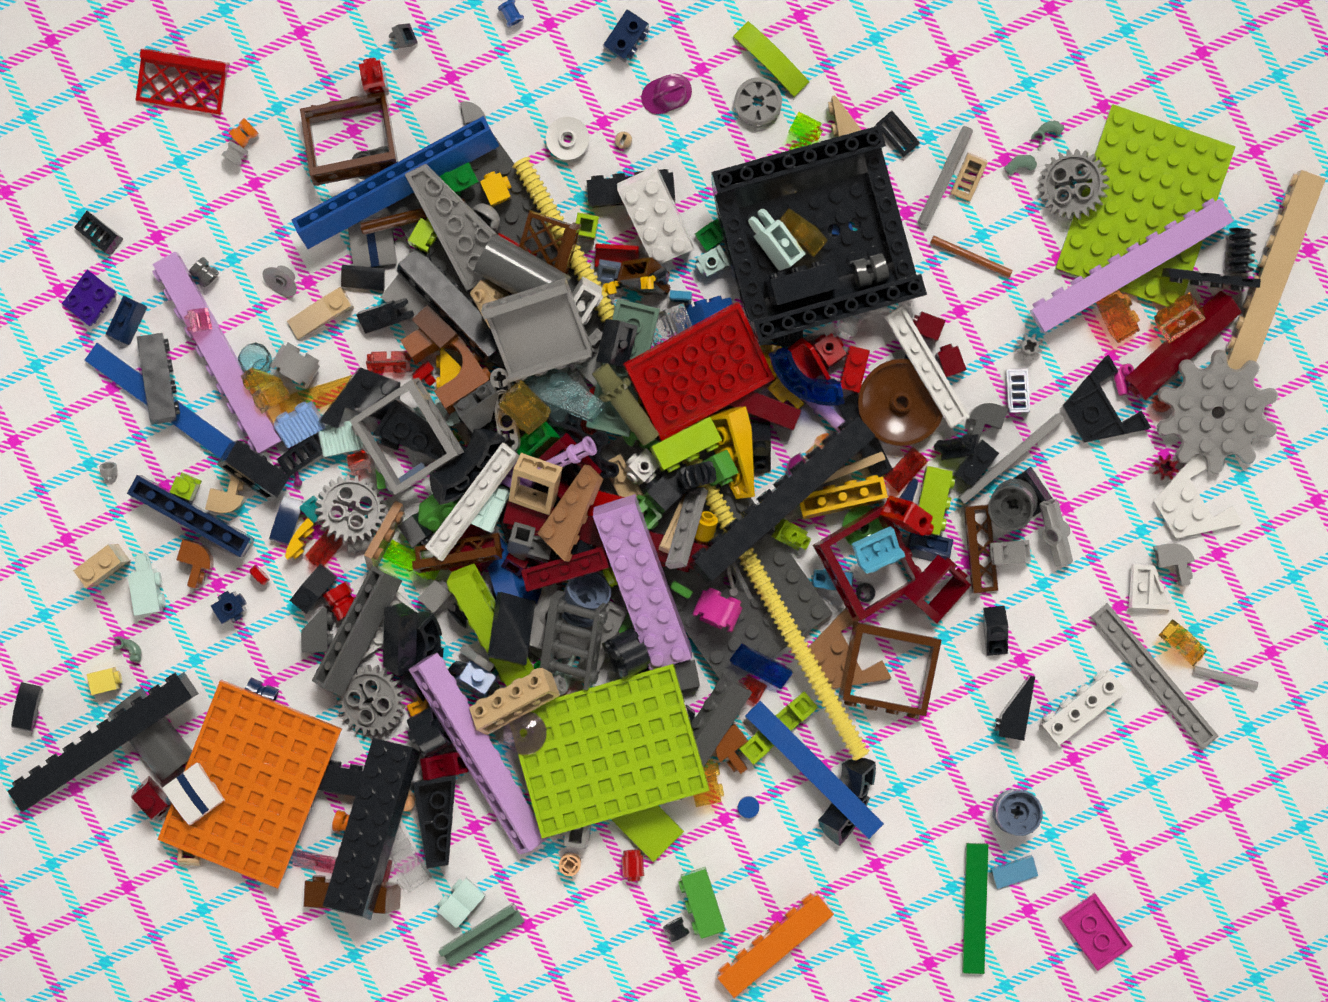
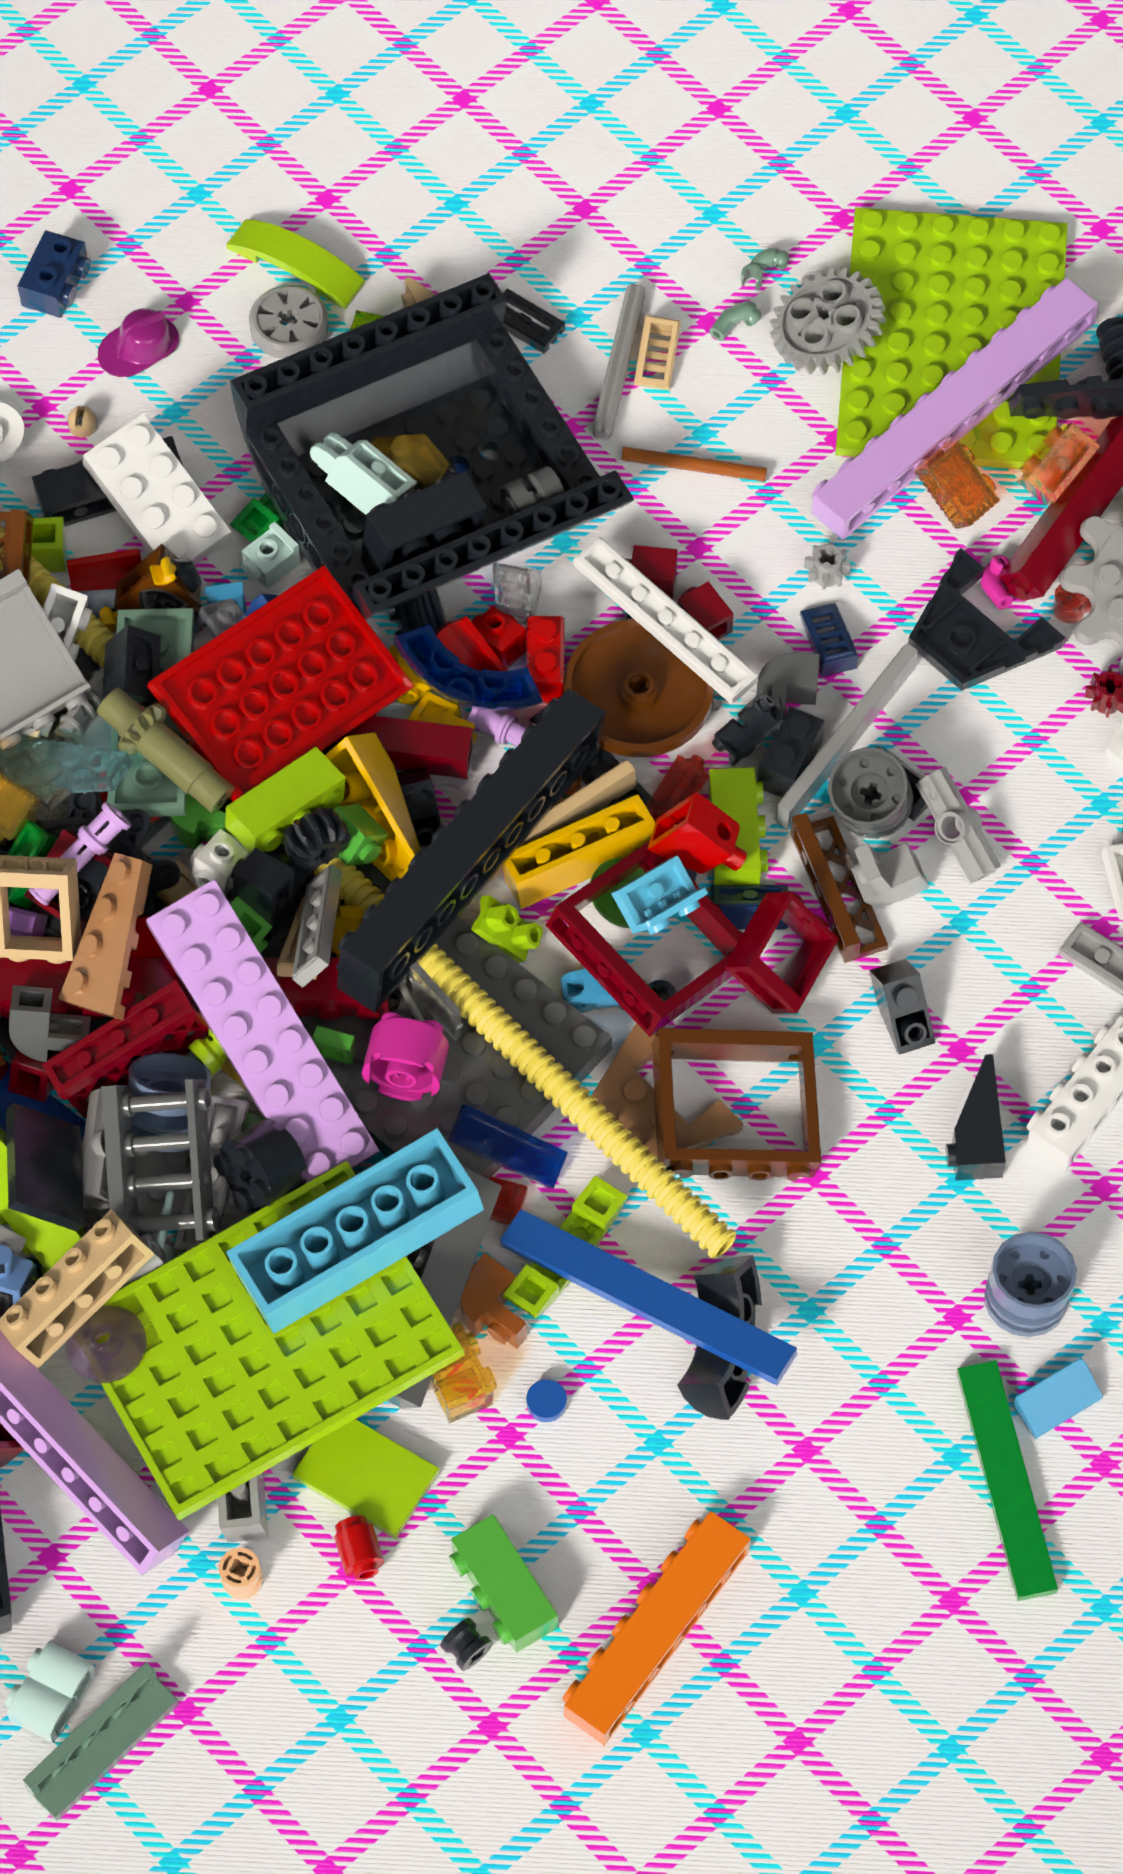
camera: 15 degrees left, 25 degrees down
(667, 714) = (355, 1230): none -> medium azure brick

